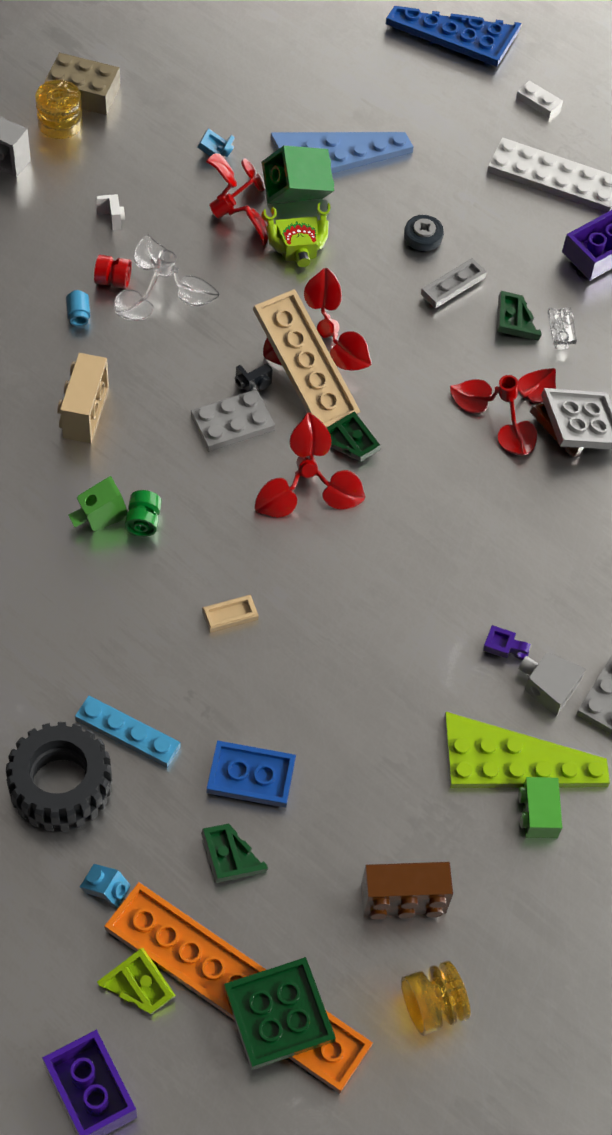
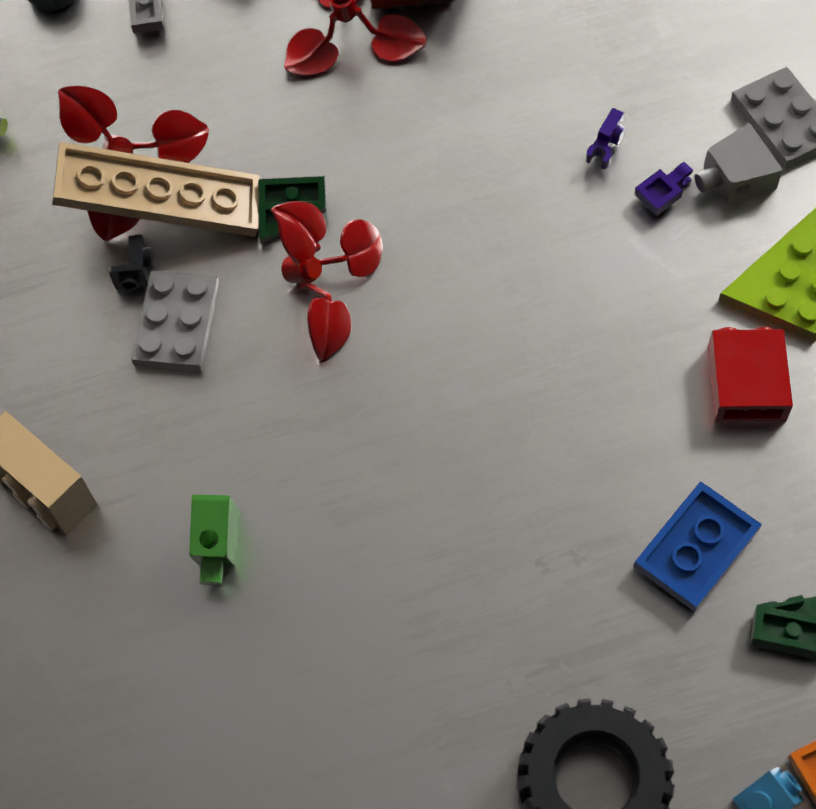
camera: 50 degrees left, 5 degrees up
(127, 731) = (557, 665): dark azure plate -> none
(143, 513) = (250, 486): green wheel -> none
(230, 613) = (454, 461): tan tile -> none
(392, 752) = (749, 375): none -> red brick
(523, 591) = (609, 134): none -> dark purple plate

